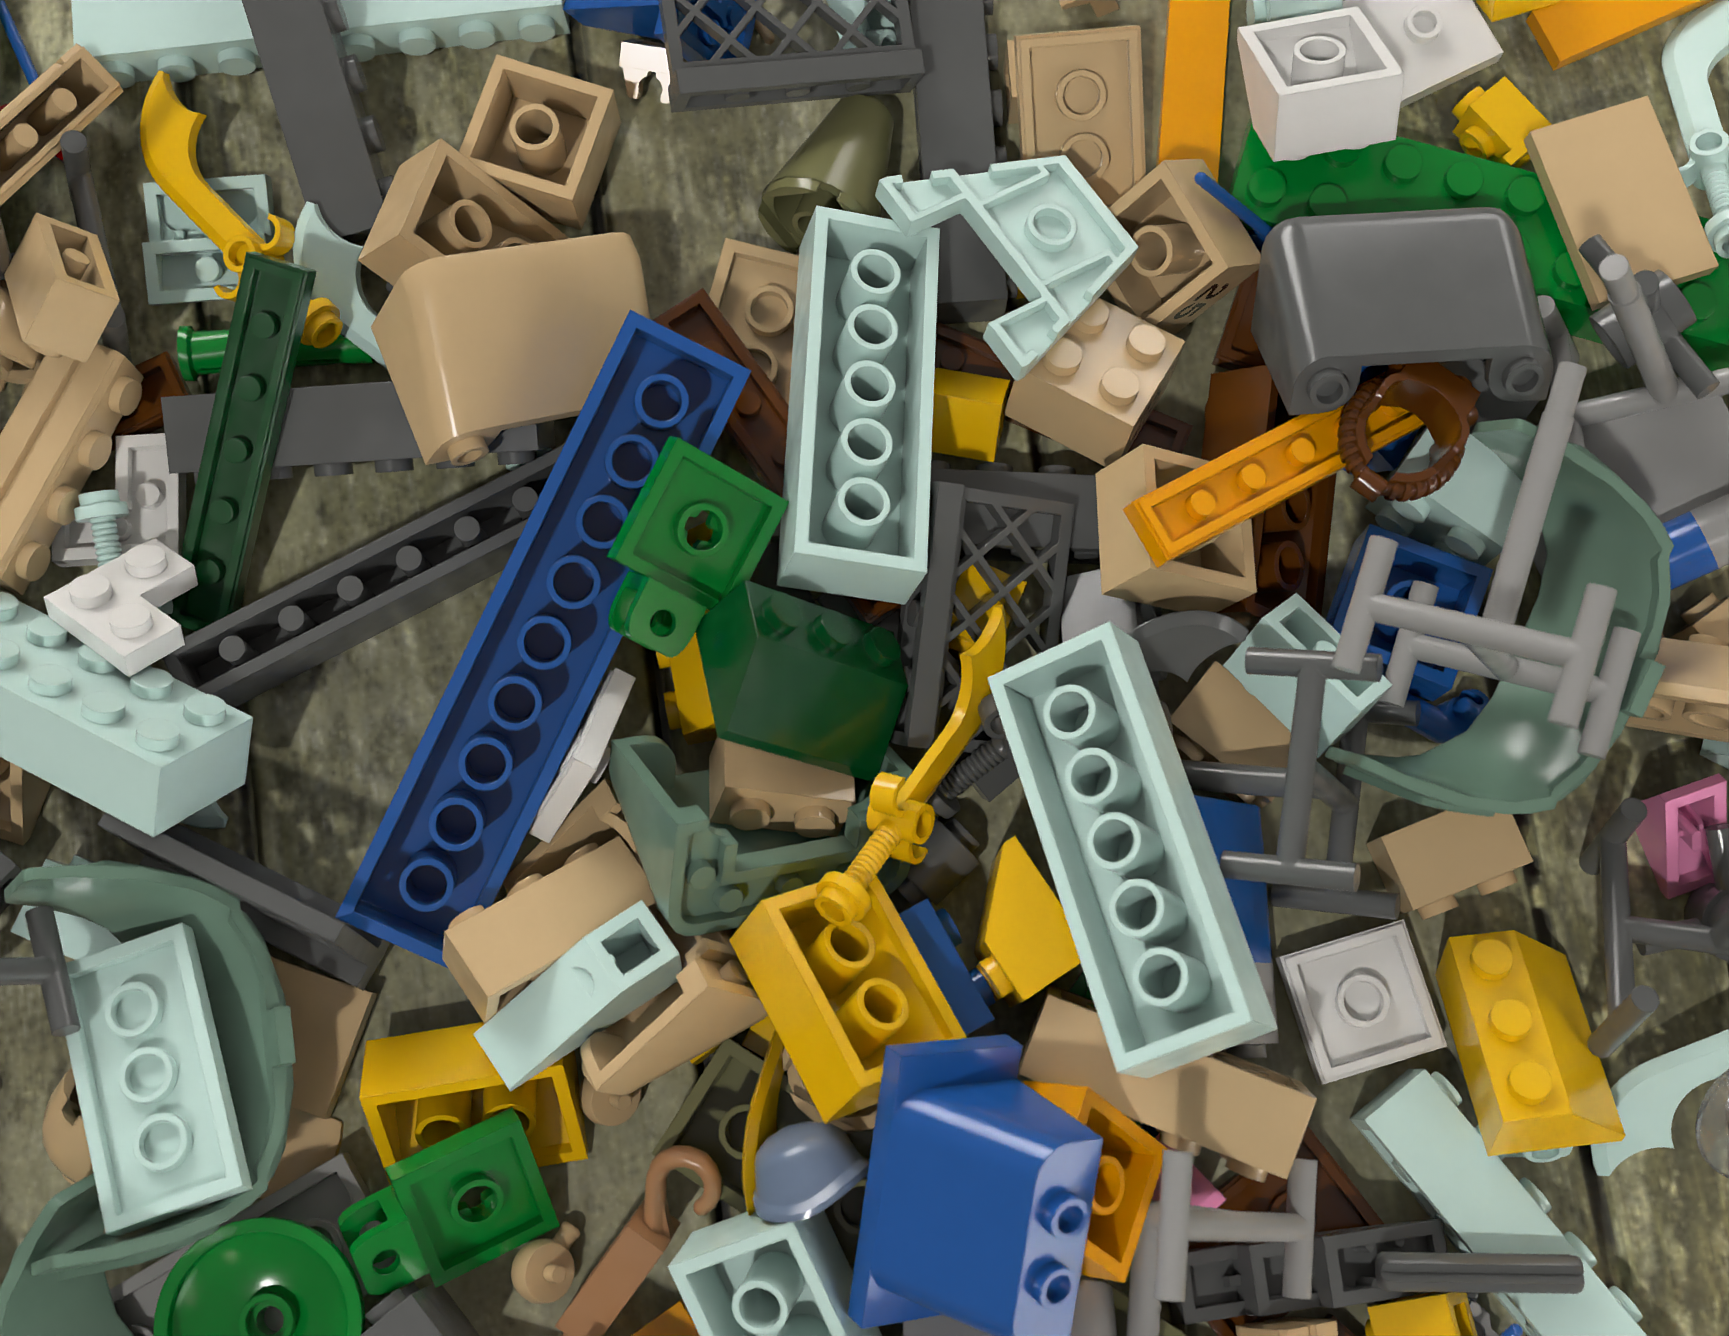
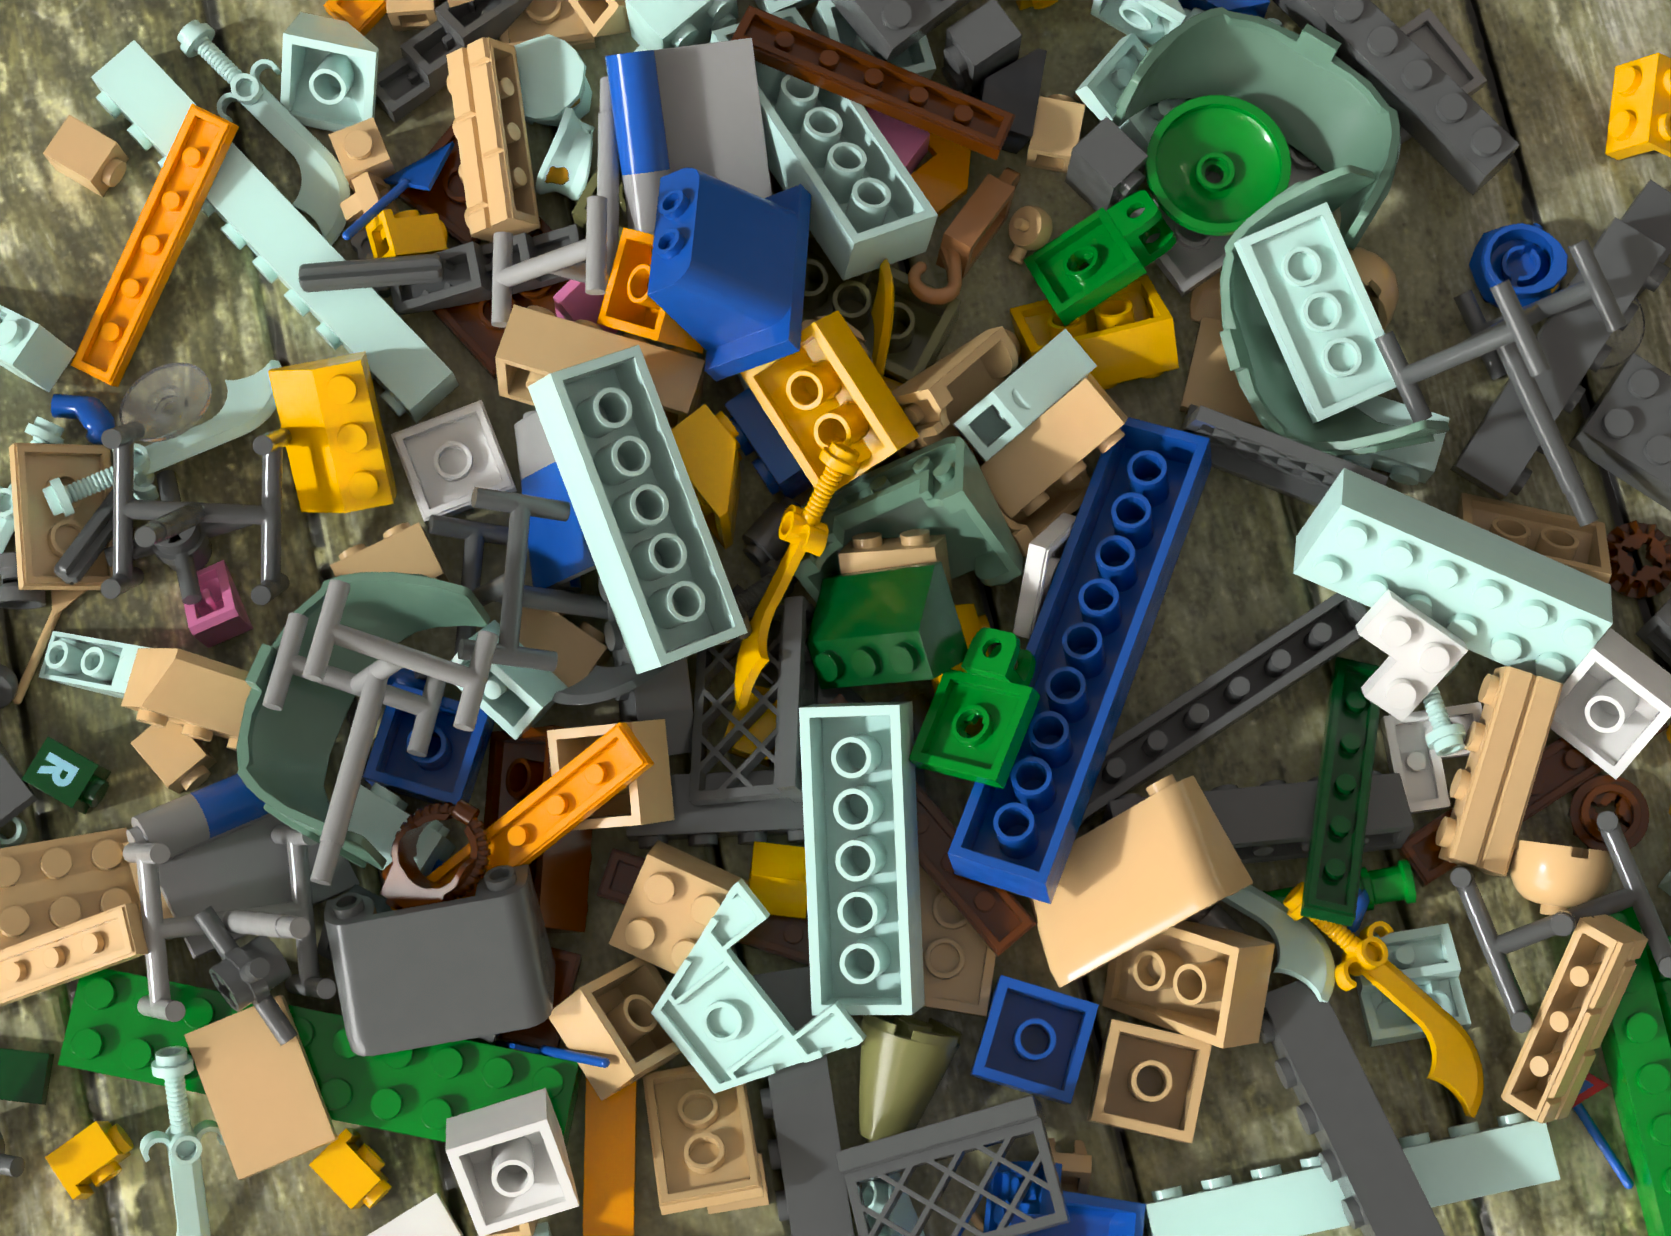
camera: 175 degrees right, 0 degrees up
(60, 289) = (1503, 894): tan brick -> none
(673, 197) = (1034, 1040): none -> blue brick
(804, 1171) = (848, 281): sand blue helmet -> none

